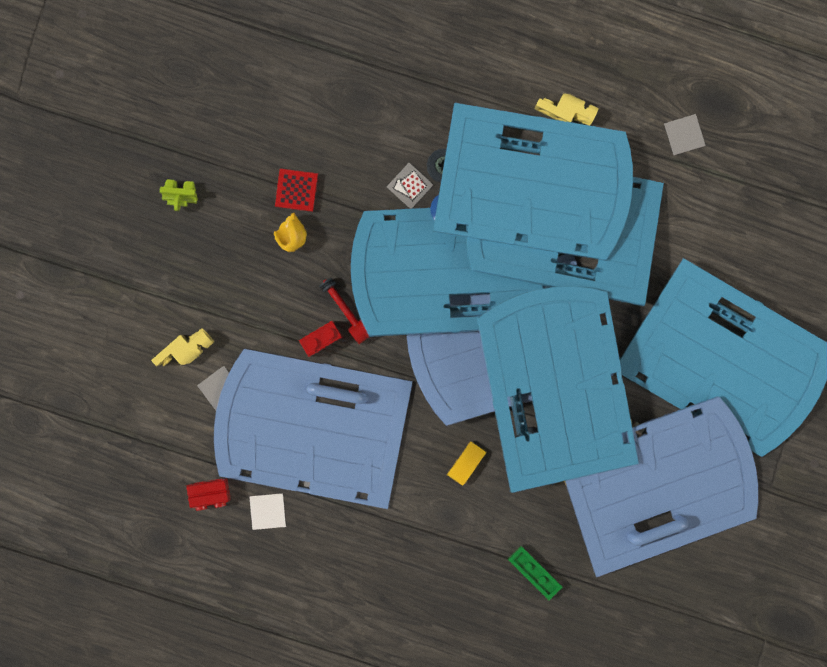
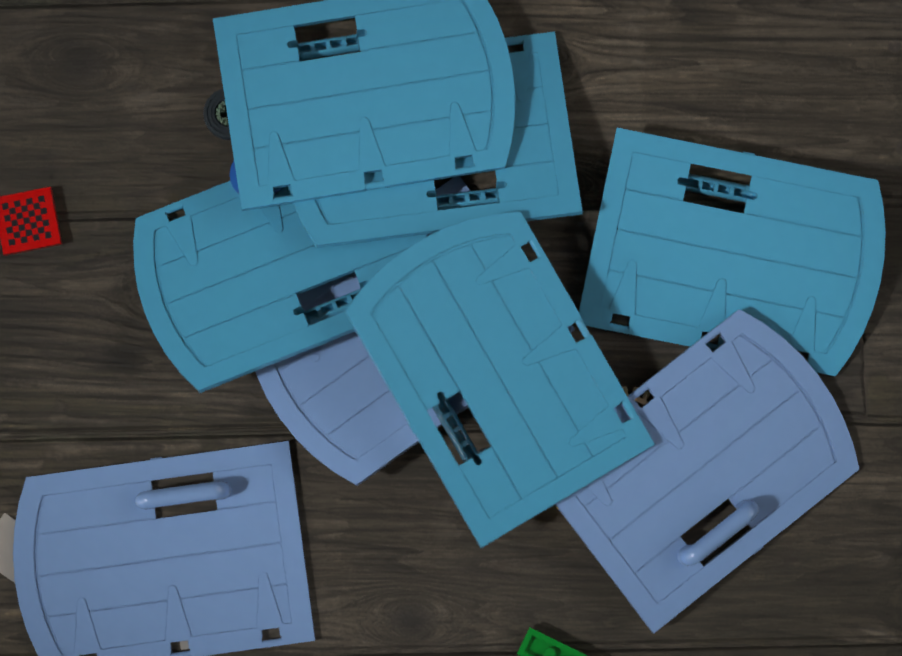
camera: 20 degrees left, 5 degrees down
(291, 234) = (40, 286): yellow hair -> none
(320, 338) = (133, 423): red brick -> none
(357, 329) = (182, 390): red piece -> none
(409, 185) = (190, 159): sticker -> none
(466, 463) = (407, 533): yellow slope -> none

